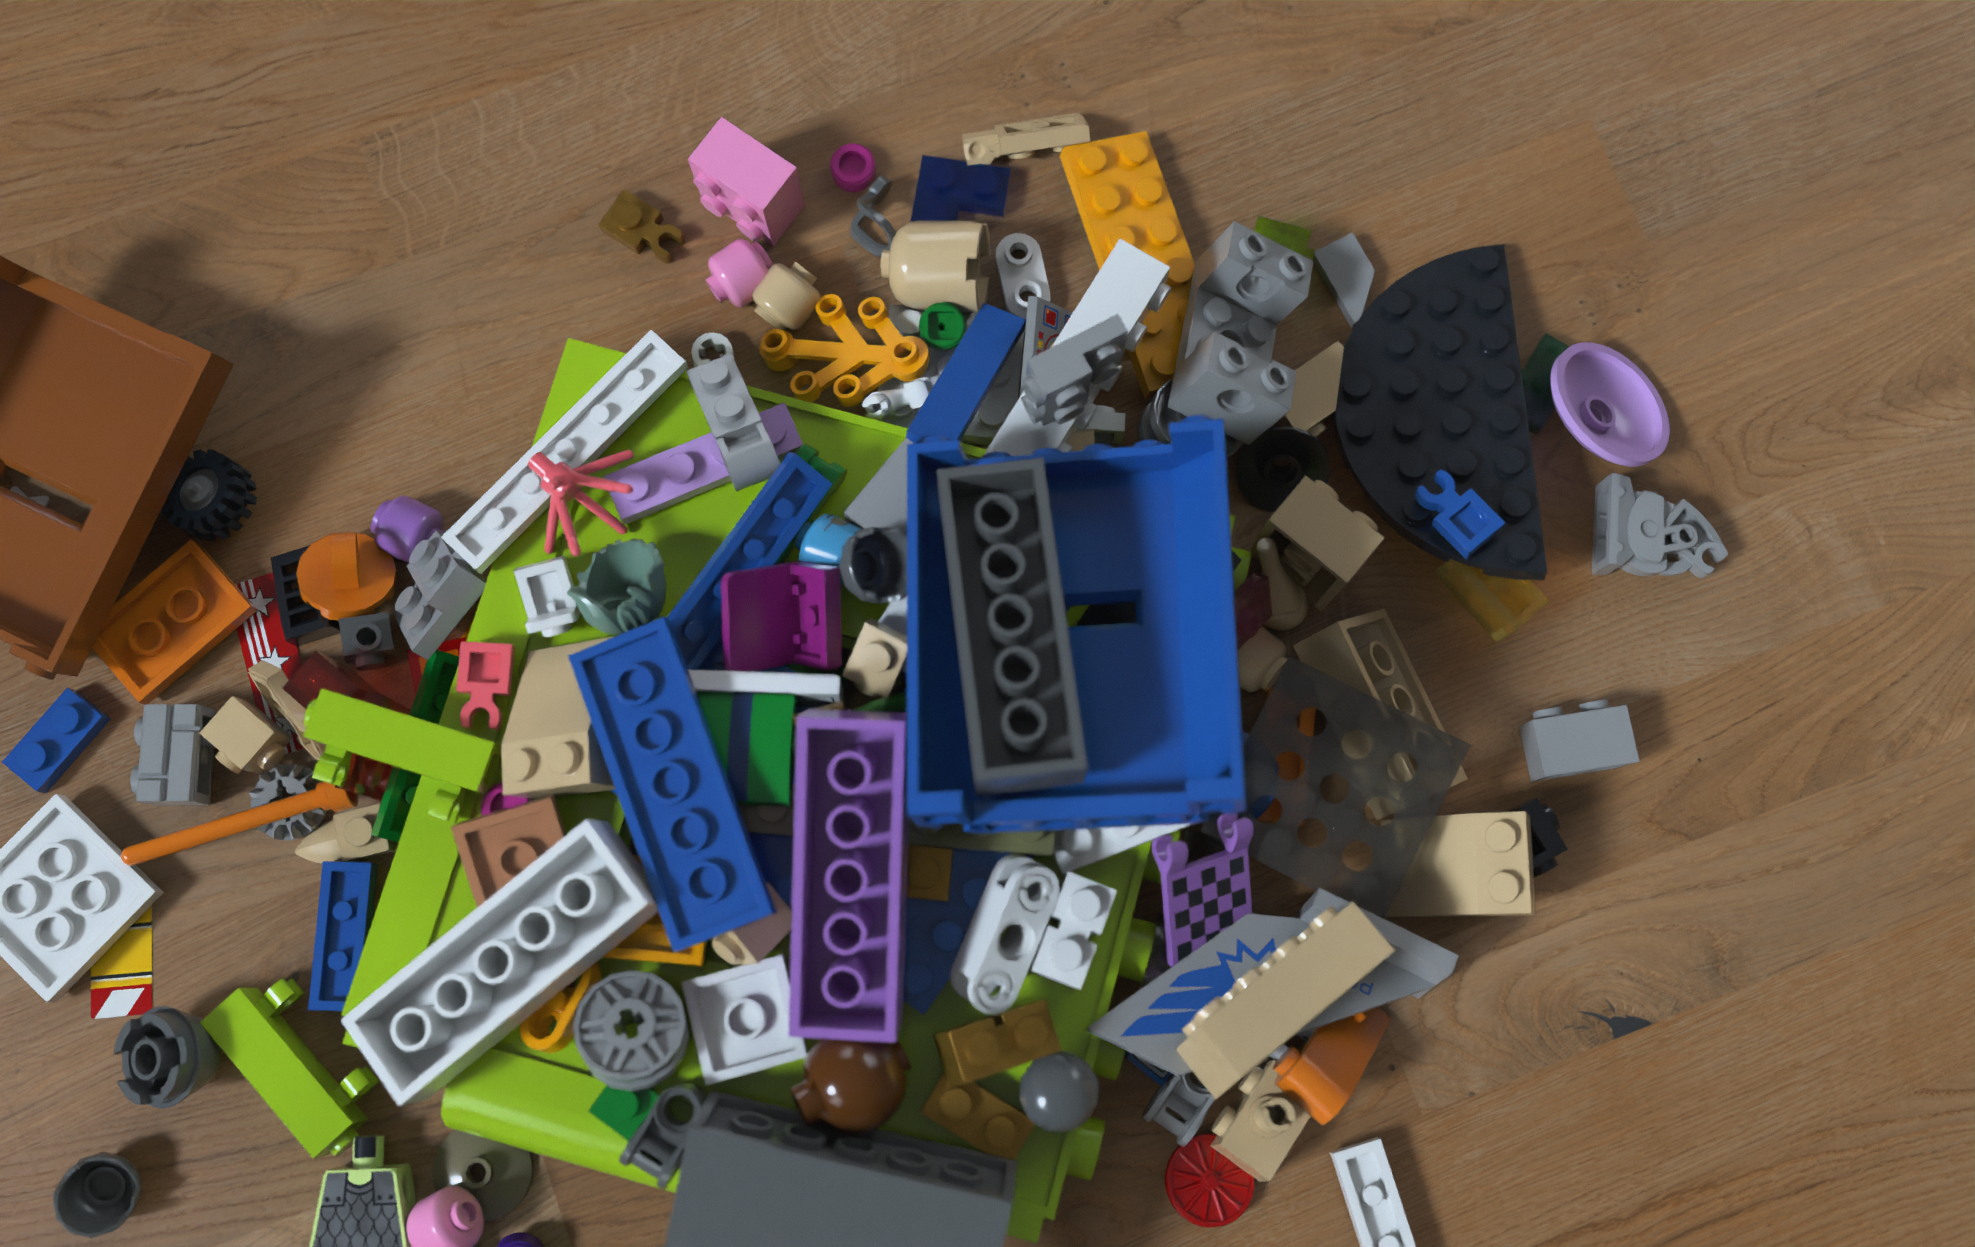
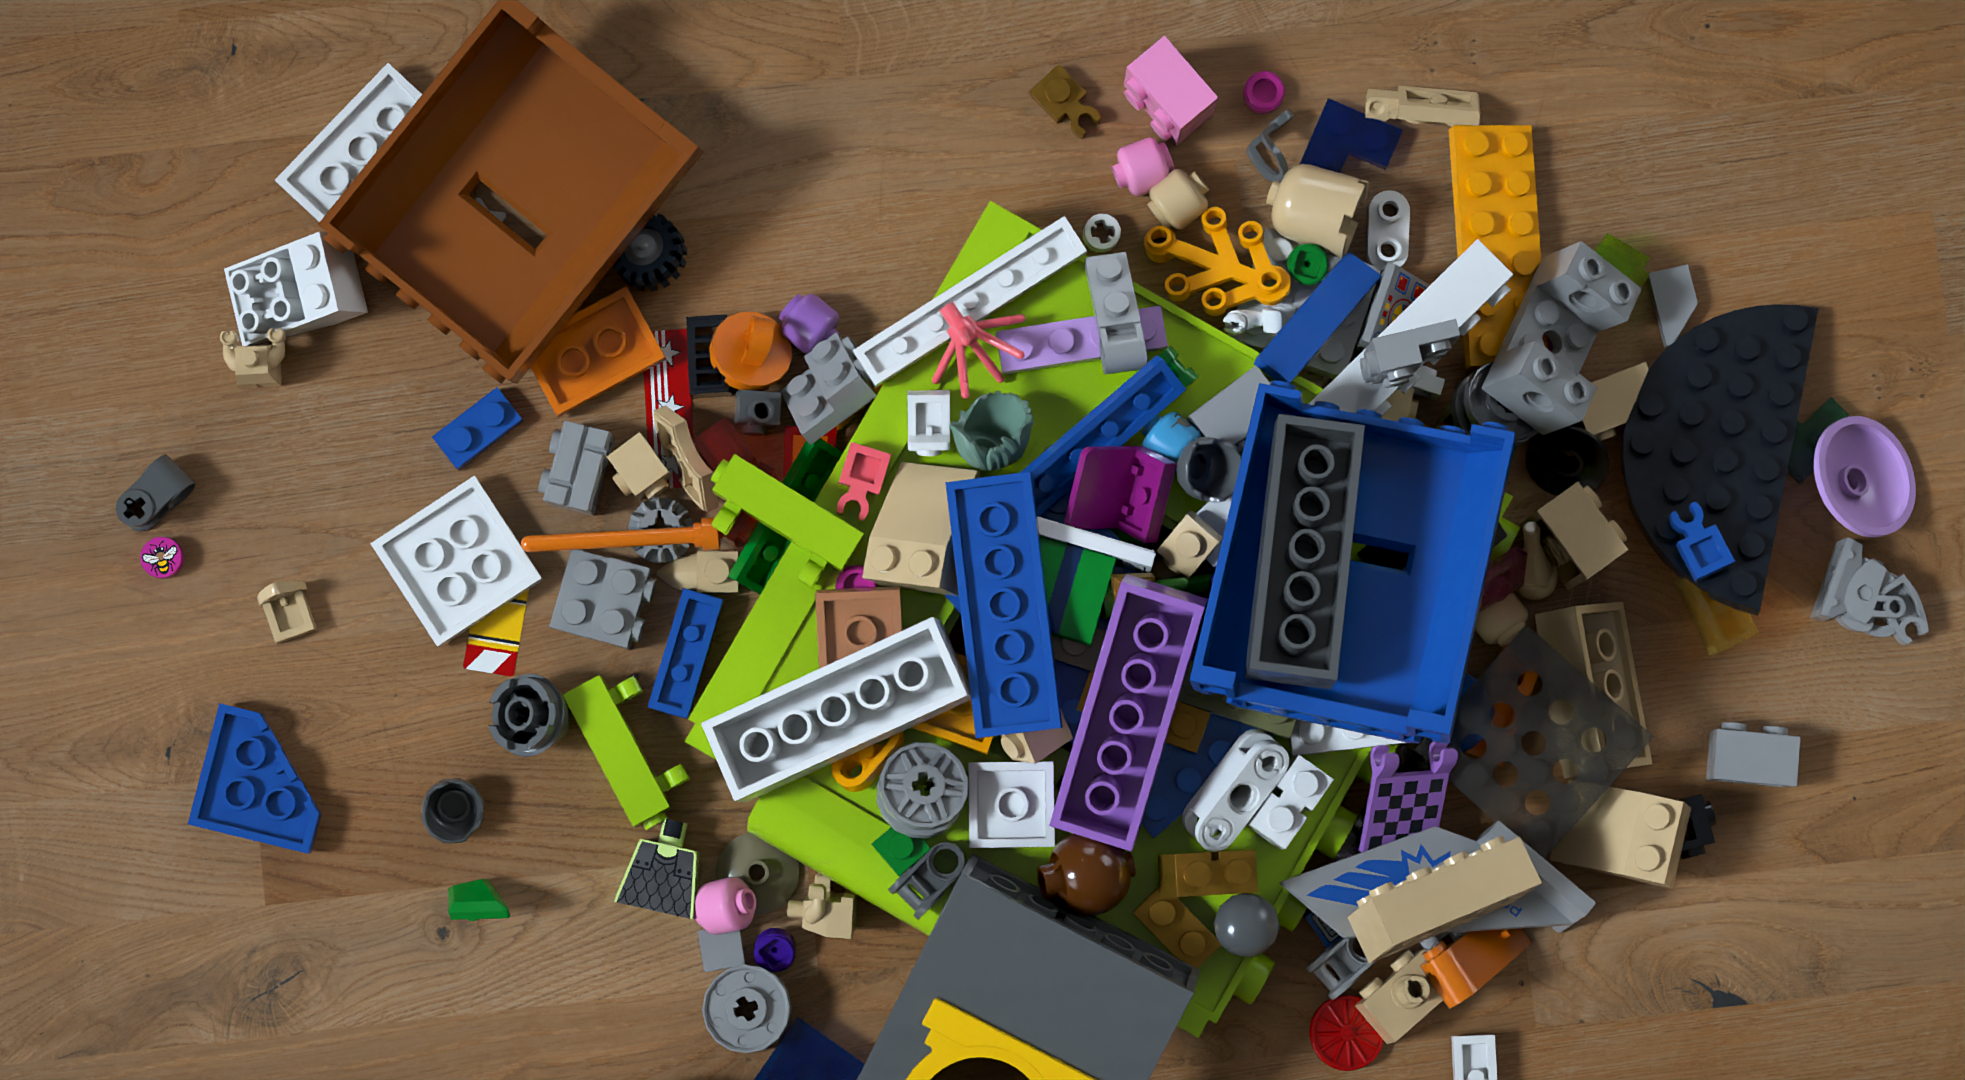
camera: 15 degrees right, 5 degrees up
(236, 897) = (603, 599): none -> light grey plate
(568, 1198) = (826, 911): none -> tan piece

